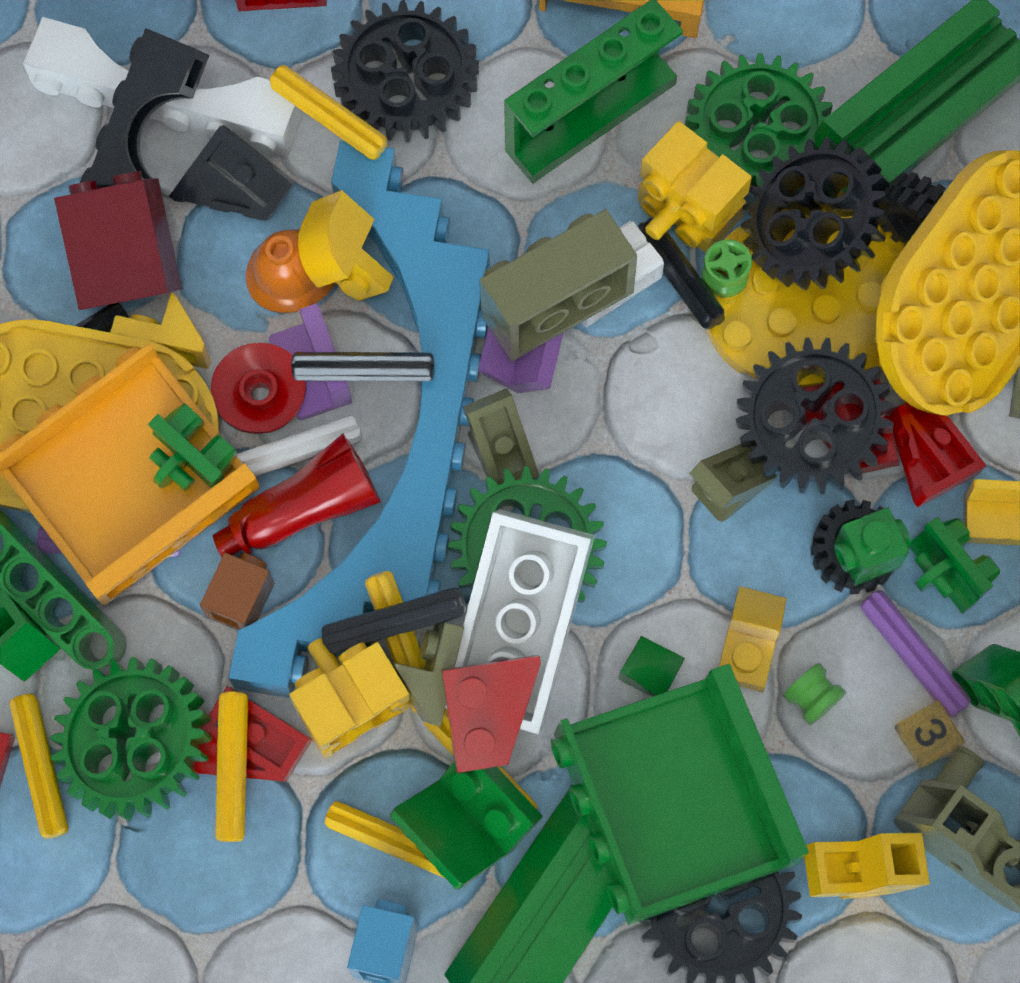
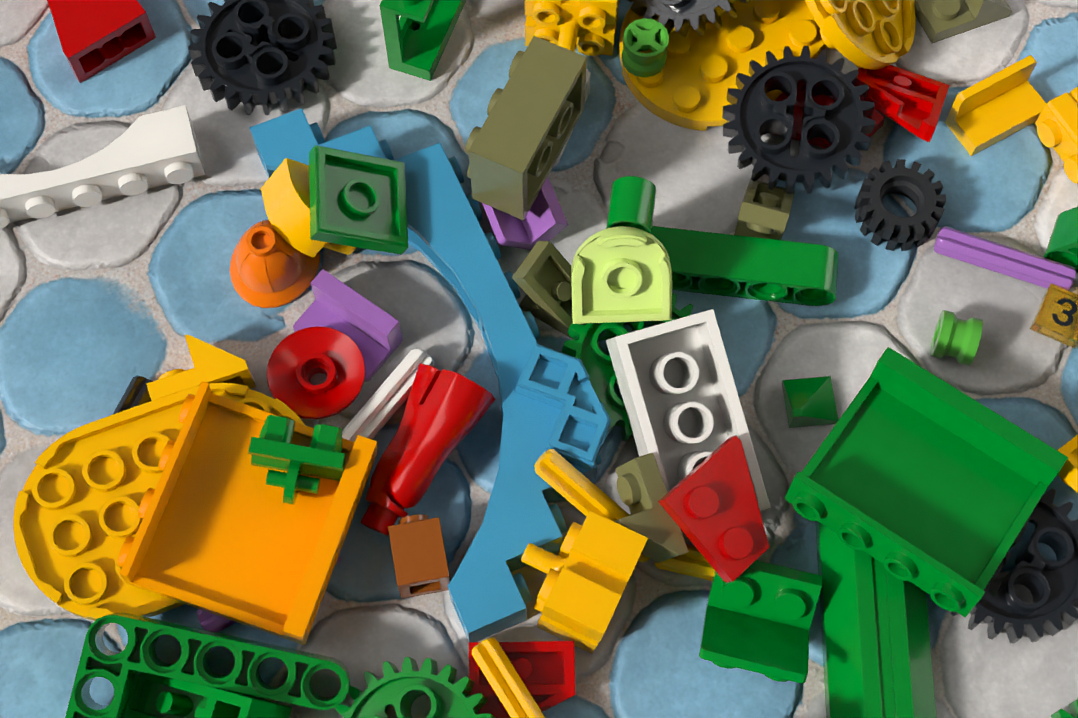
camera: 35 degrees left, 5 degrees down
(117, 241) = (105, 318): dark red brick -> none
(158, 74) = (54, 153): black arch -> none
(234, 179) = (172, 214): black wing -> none
(328, 112) = (224, 108): yellow axle -> none
(362, 366) = (401, 295): axle -> none
(376, 834) = (694, 686): yellow axle -> none
(378, 262) = (357, 200): none -> green tile
(394, 620) = (585, 486): black axle -> none
(444, 526) = (566, 385): none -> dark azure tile
(545, 465) = (621, 278): none -> yellowish green tile
(591, 447) = (728, 262): none -> green beam
(686, 280) = (627, 82): black axle -> none
(753, 636) = (869, 323): yellow slope -> none
(872, 545) = (924, 187): green brick -> none
(949, 566) = (982, 174): green hips -> none

